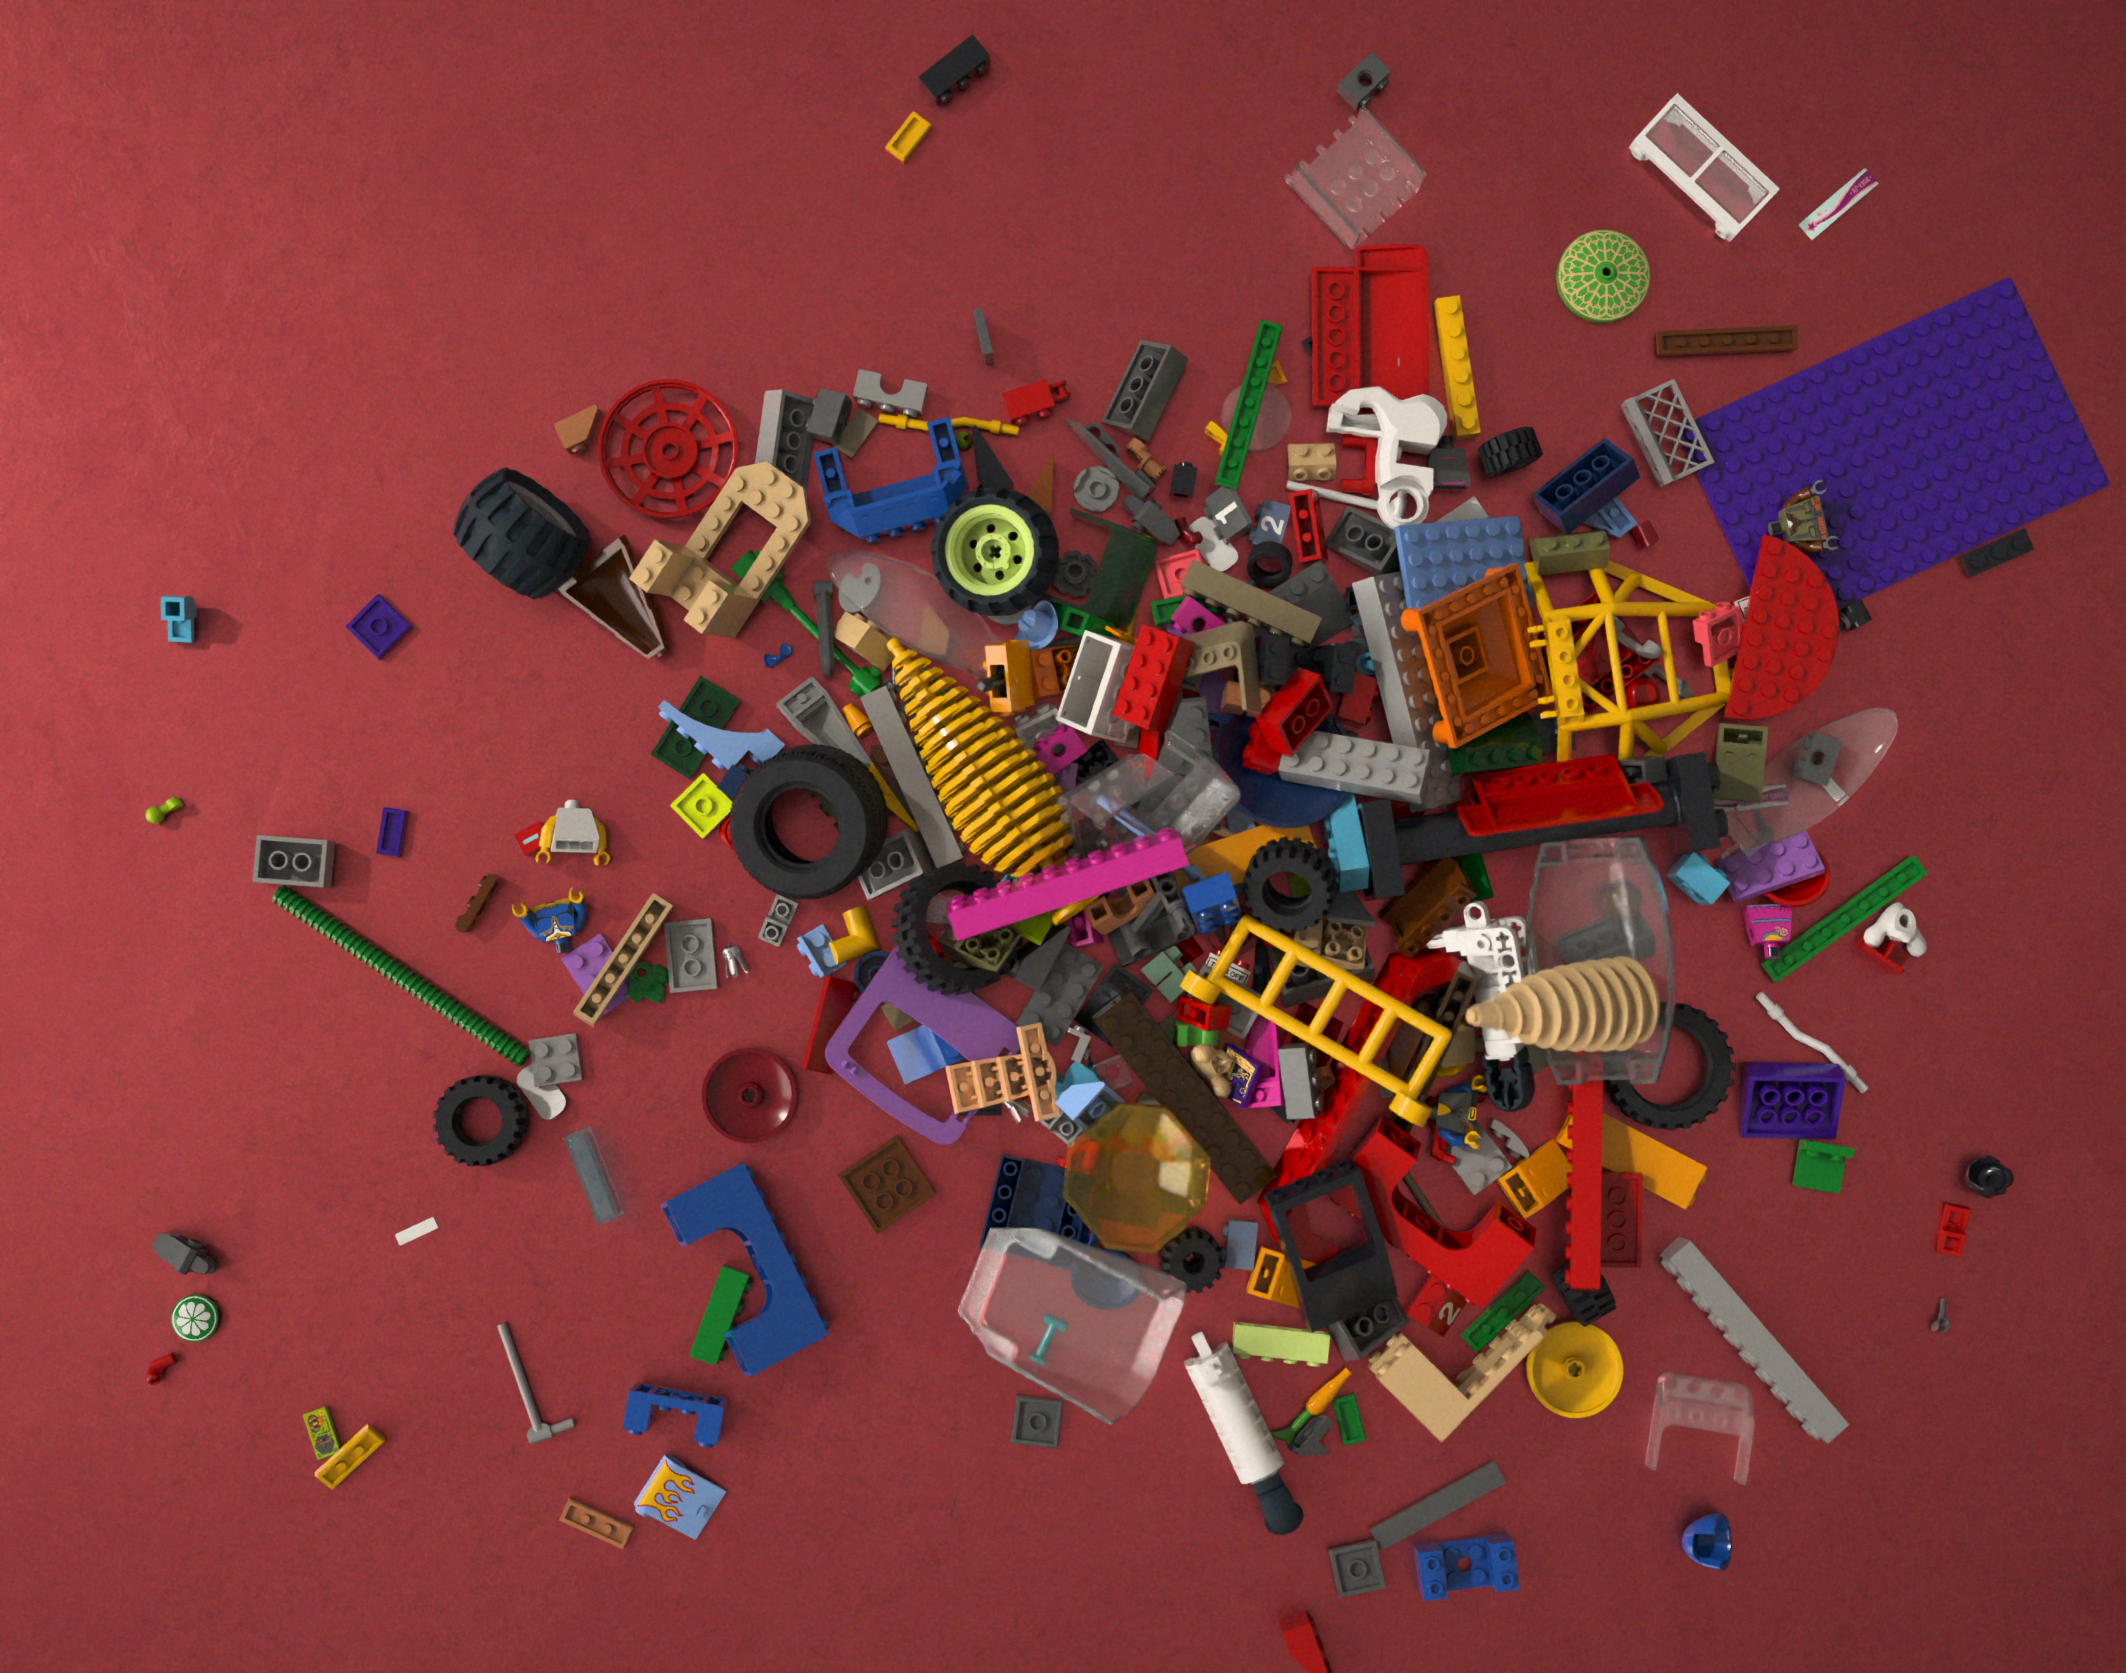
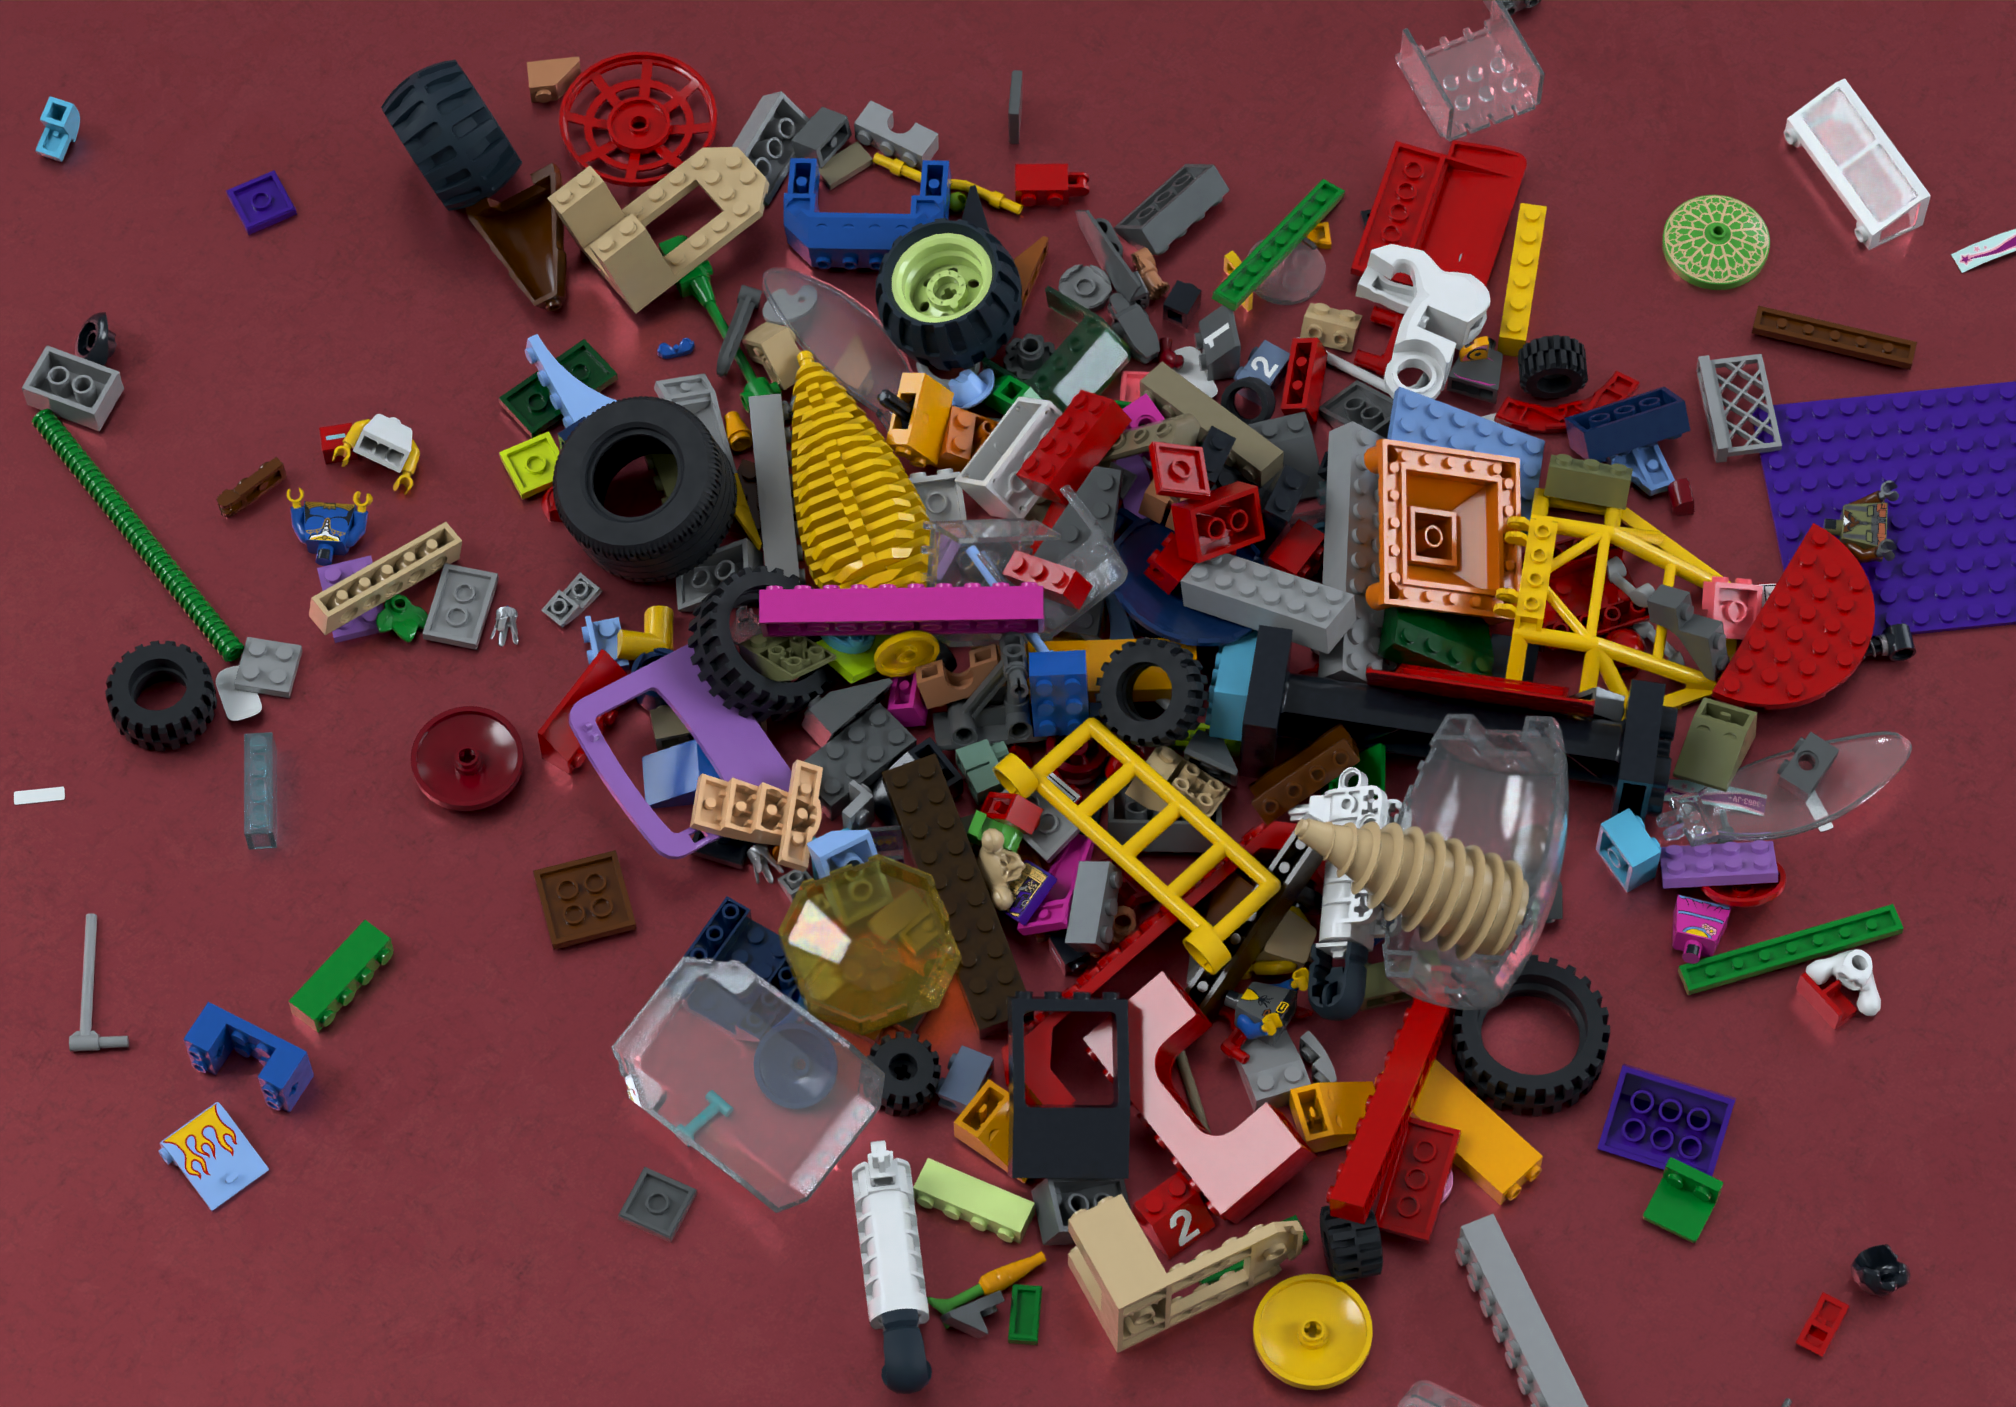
camera: 20 degrees right, 25 degrees down
(294, 811) = (95, 340): none -> black hat
(392, 832) = (188, 397): dark purple tile -> none
(596, 1523) = (107, 1157): nougat tile -> none
(789, 1313) = (402, 857): blue arch -> none
(1071, 749) = (957, 499): dark pink brick -> none
(1175, 816) = (1058, 582): none -> red brick
(1257, 693) = (1179, 471): none -> red tile
(1446, 455) = (1476, 351): none -> light orange tile
(1519, 491) = (1551, 419): none -> red tile
(1704, 674) = (1700, 635): none -> dark grey arch
(1776, 1012) = (1745, 1113): white bar -> none

